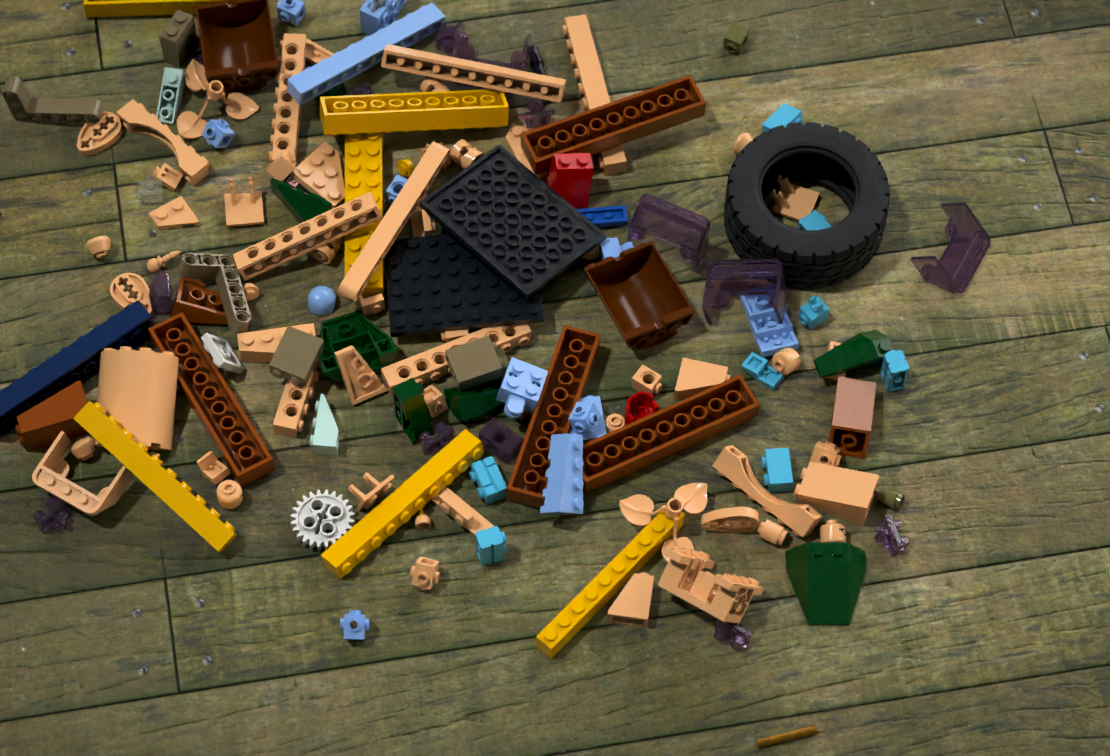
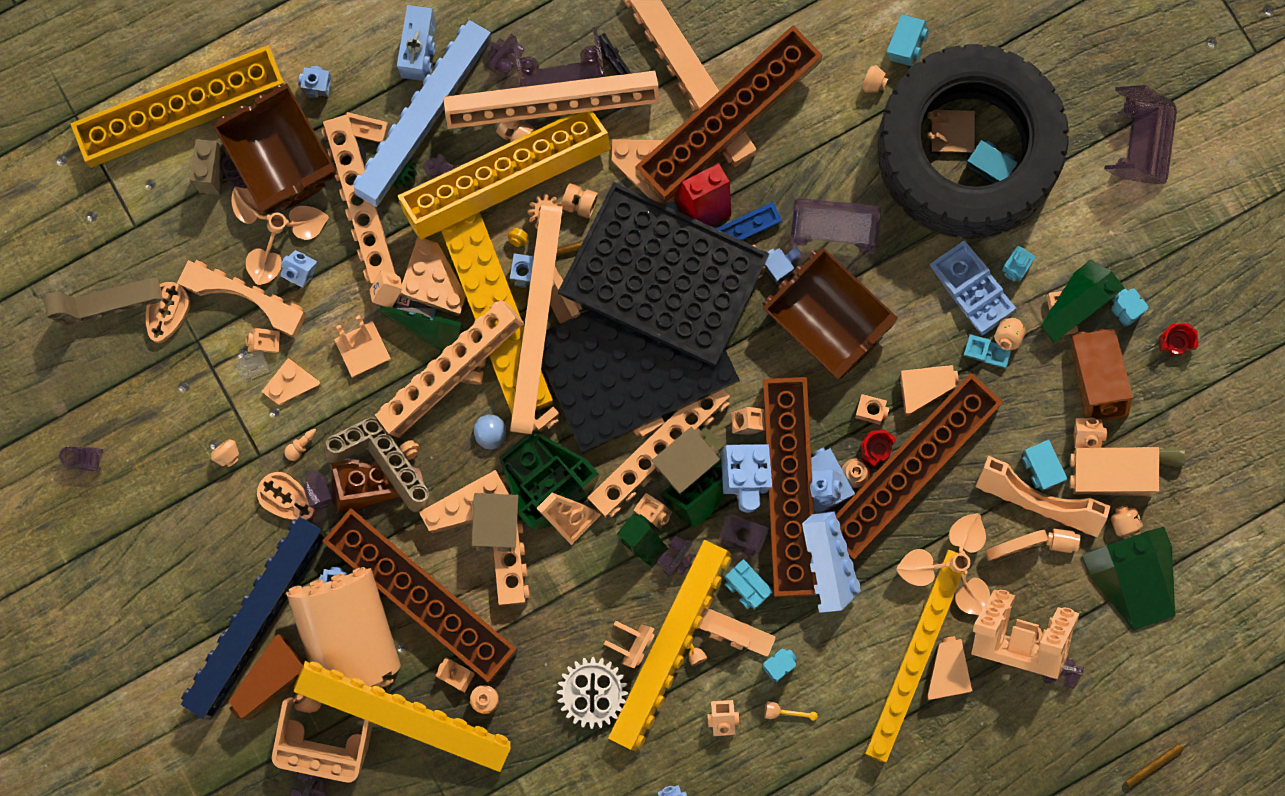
camera: 10 degrees left, 20 degrees up
(170, 94) = (225, 236): light aqua slope -> none
(222, 353) = (412, 539): white plate -> none
(326, 434) = (557, 591): light aqua slope -> none
(470, 584) = (773, 710): none -> hinge
(537, 111) = (636, 122): hips -> none
(539, 354) = (748, 421): none -> light nougat brick
(744, 278) = (936, 252): clear purple windscreen -> none
(889, 535) = (1185, 502): clear purple hips -> none
(929, 409) = (1178, 339): none -> red hair

